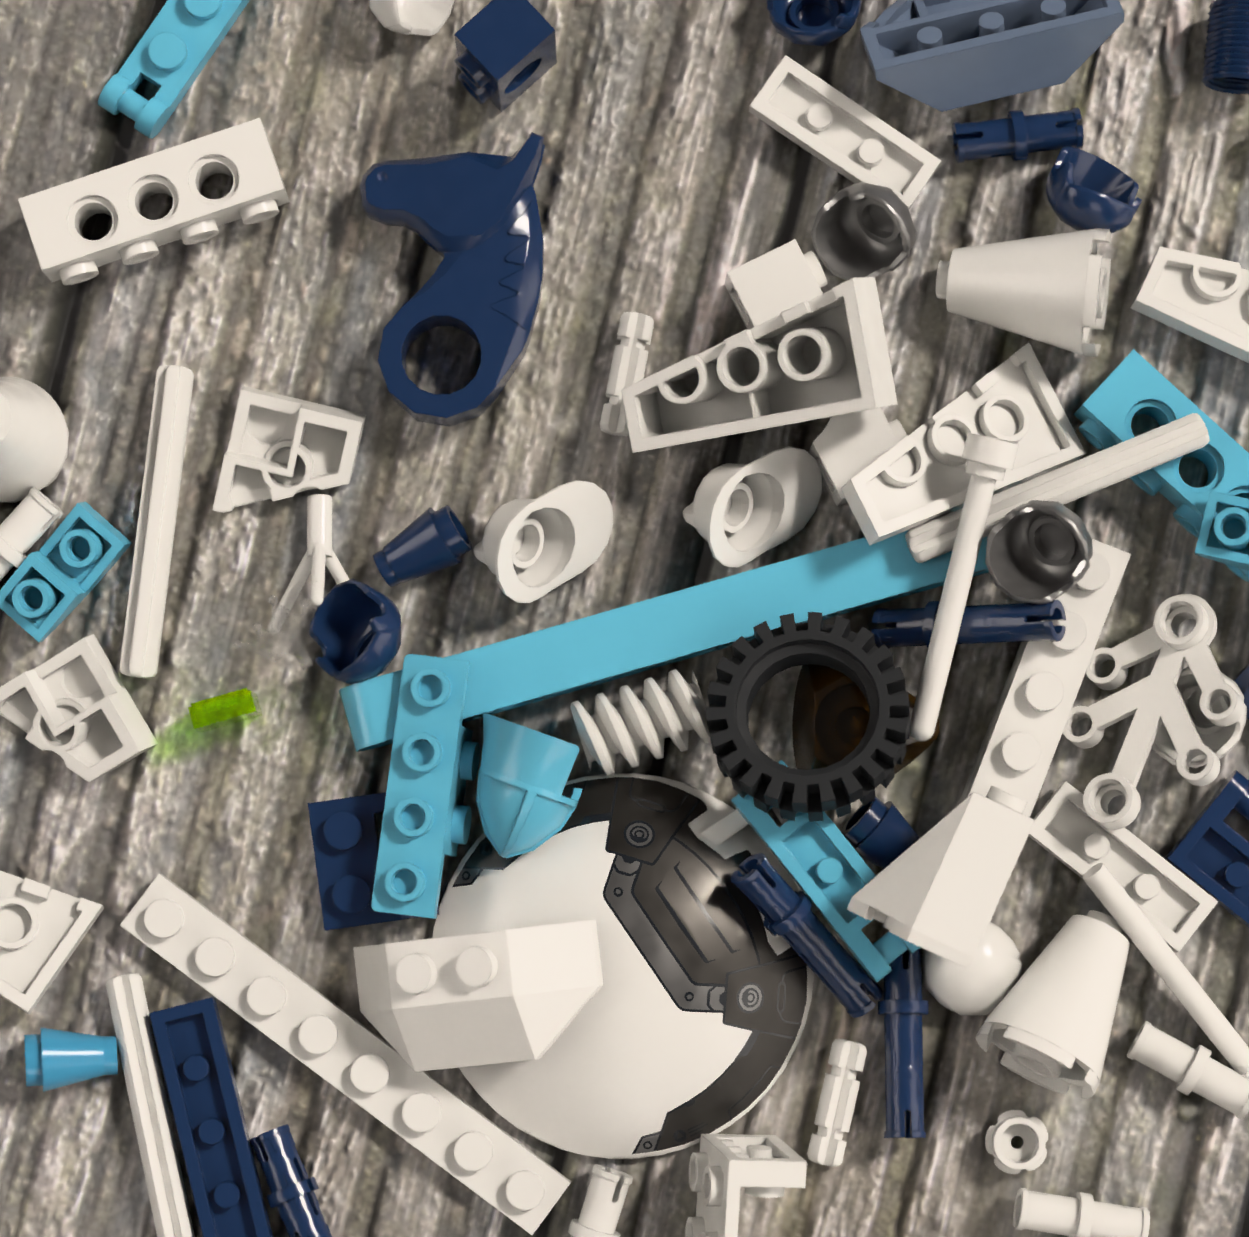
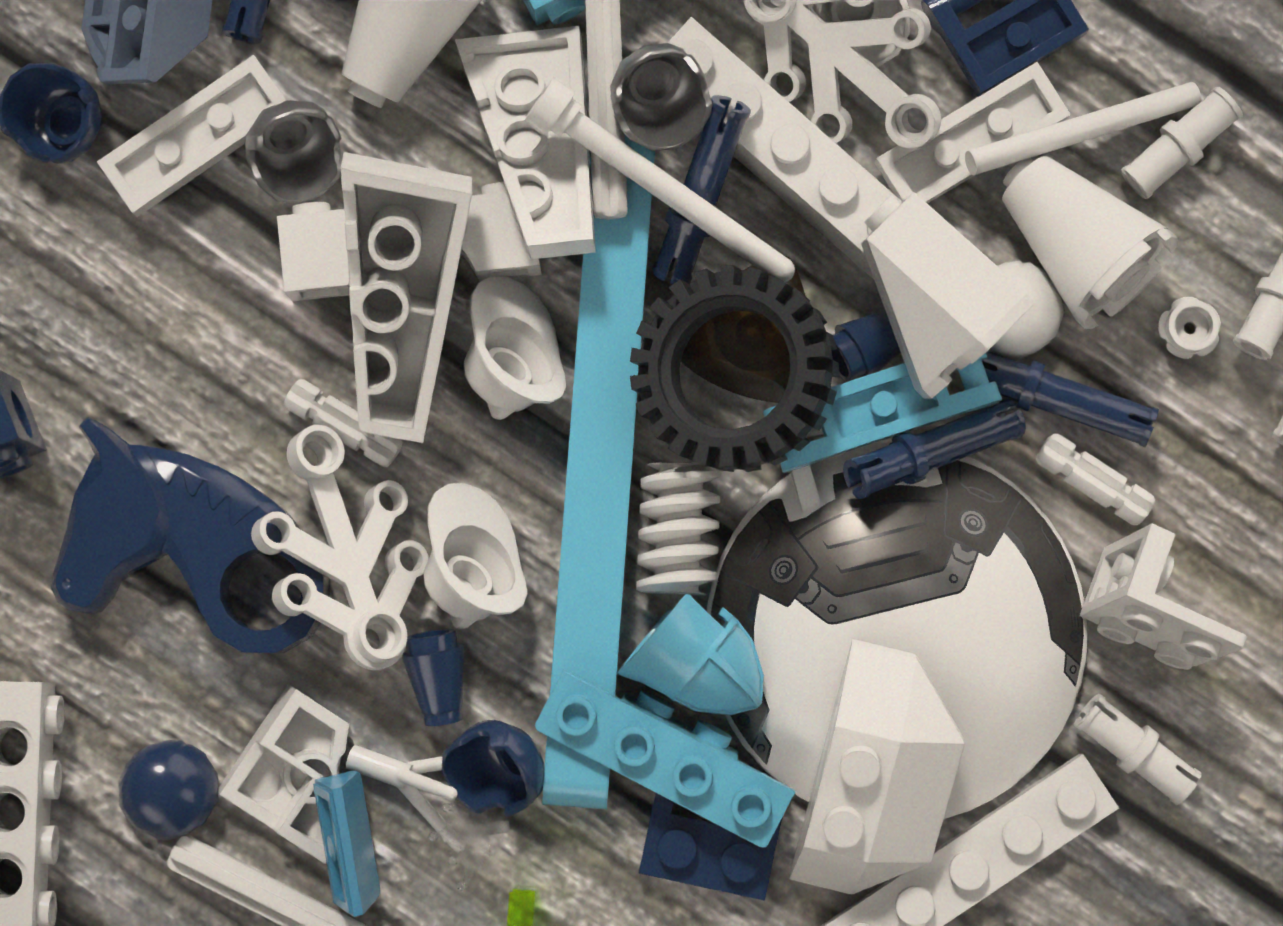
camera: 70 degrees left, 0 degrees up
(229, 341) = (168, 789): none -> dark blue hair
(240, 523) = (347, 841): none -> dark azure slope
(499, 423) = (346, 558): none -> white plant

